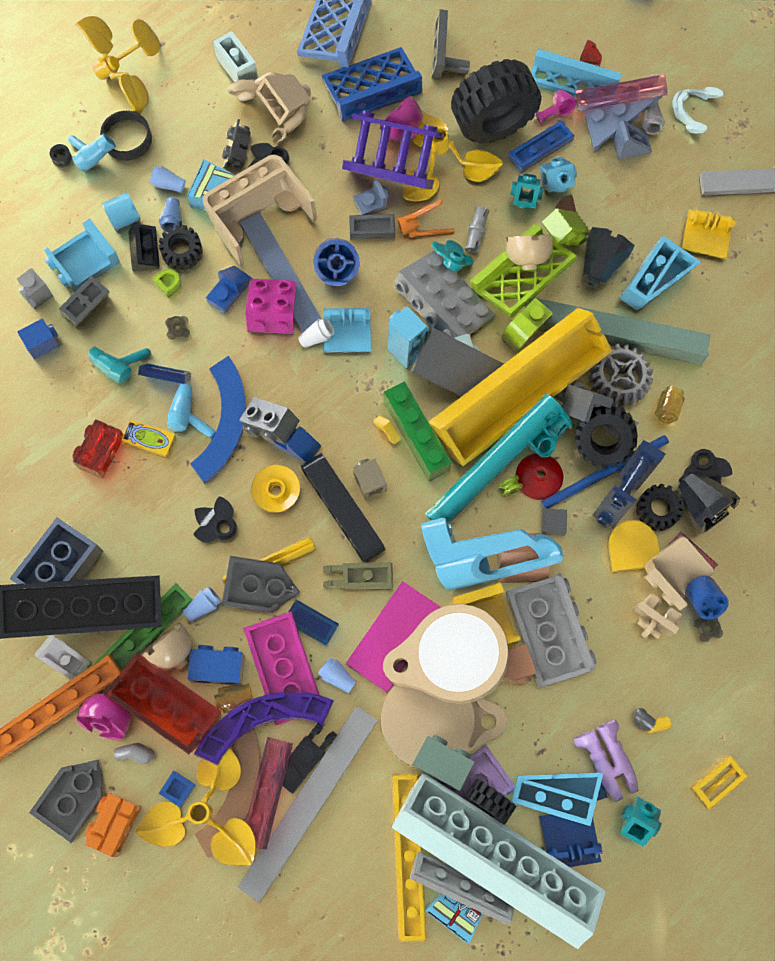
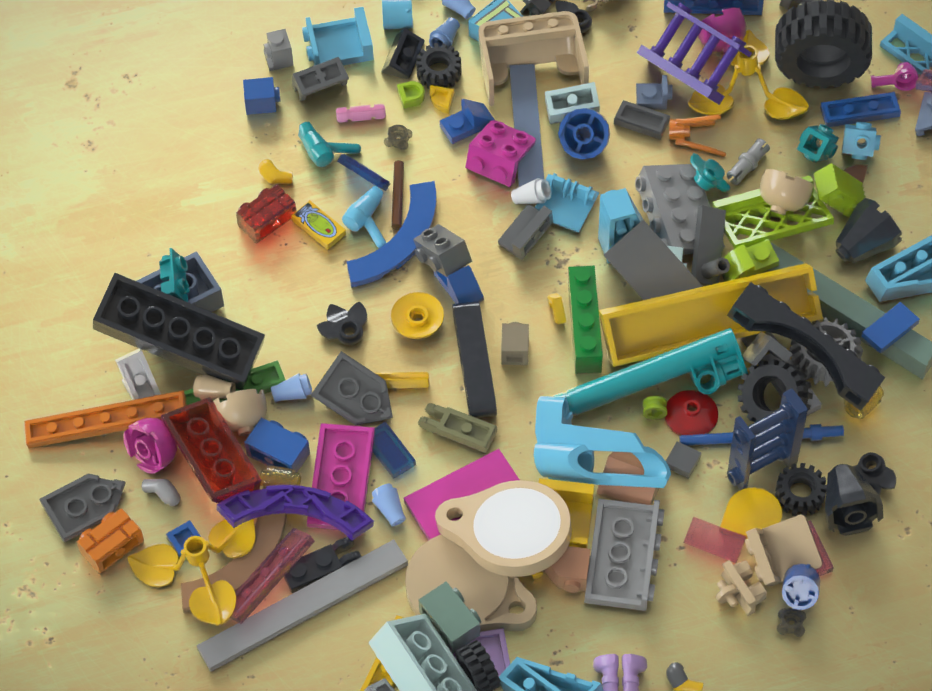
camera: 30 degrees right, 15 degrees down
(46, 545) = (174, 268): none -> teal hinge
(86, 408) = (273, 175): none -> yellow arm
(134, 317) = (360, 113): none -> bright pink axle
(134, 639) = (213, 387): none -> tan cone
(196, 275) = (442, 98): none -> yellow tile
(202, 380) = (397, 201): none -> reddish brown bar
(310, 236) = (565, 100): none -> light aqua brick
(327, 369) = (526, 230): none -> dark grey panel
(486, 323) = (708, 244): none -> dark grey piece
(615, 583) = (714, 539): none -> clear pink tile
(662, 395) = (852, 377): none -> black arch
(666, 335) = (890, 327): none -> blue tile

